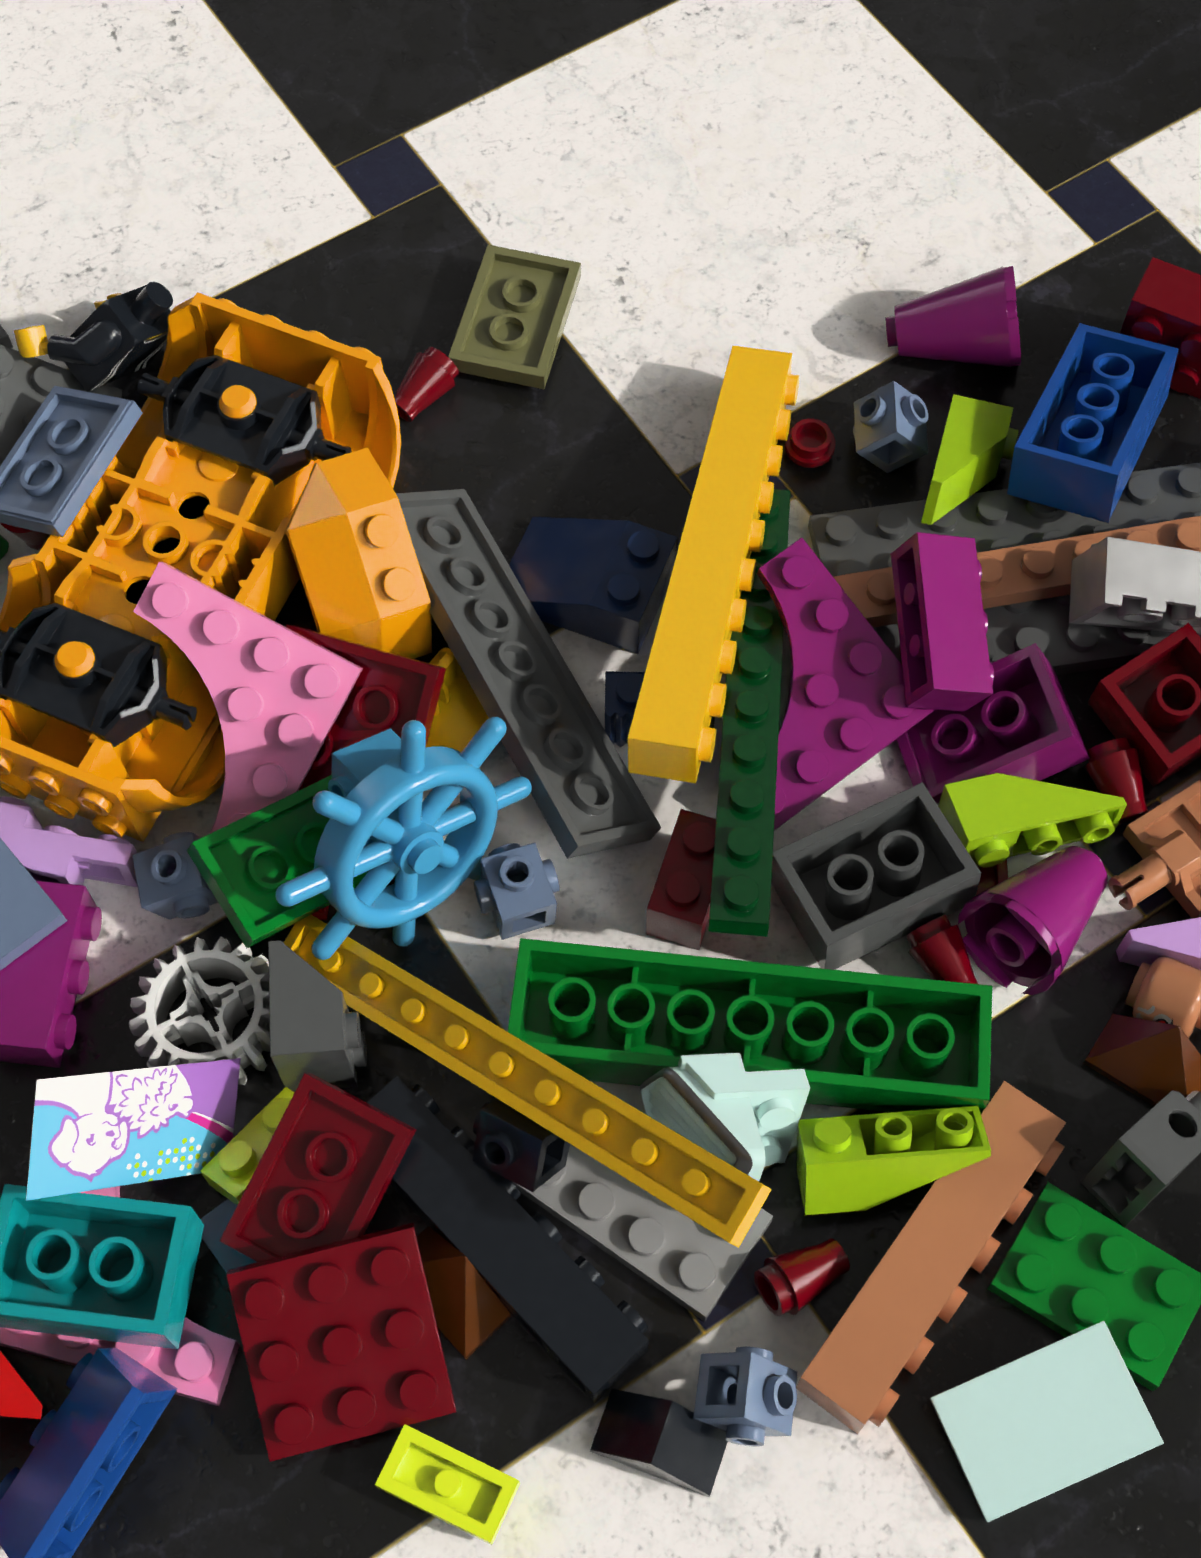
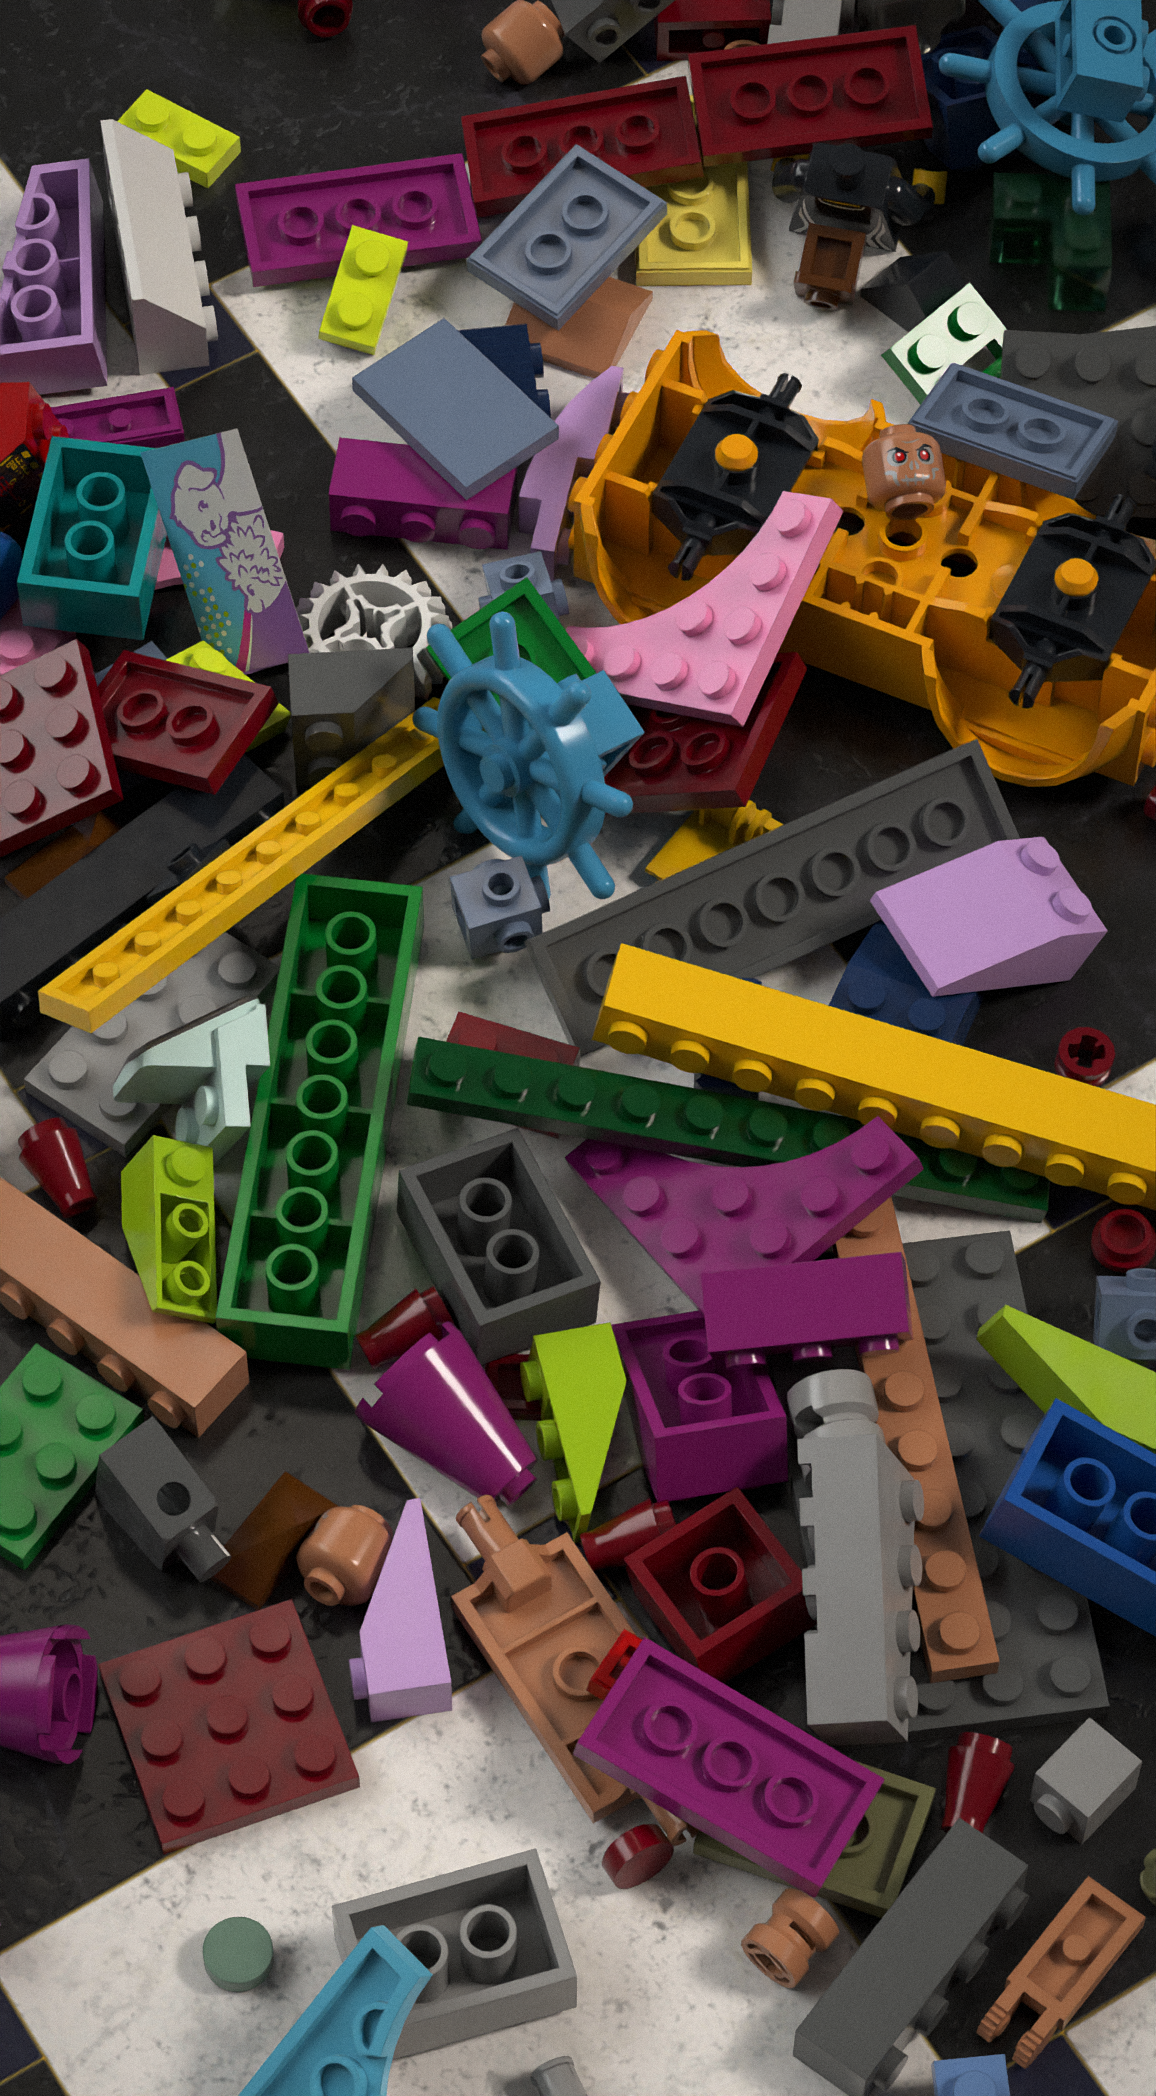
camera: 90 degrees right, 5 degrees down
(115, 523) = (903, 472): none -> nougat head
(360, 558) = (892, 714): light orange wedge -> none
(541, 504) = (992, 919): none -> lavender slope
(638, 480) = (1087, 1039): none -> dark red bush
(1043, 612) = (833, 1405): none -> light grey wheel

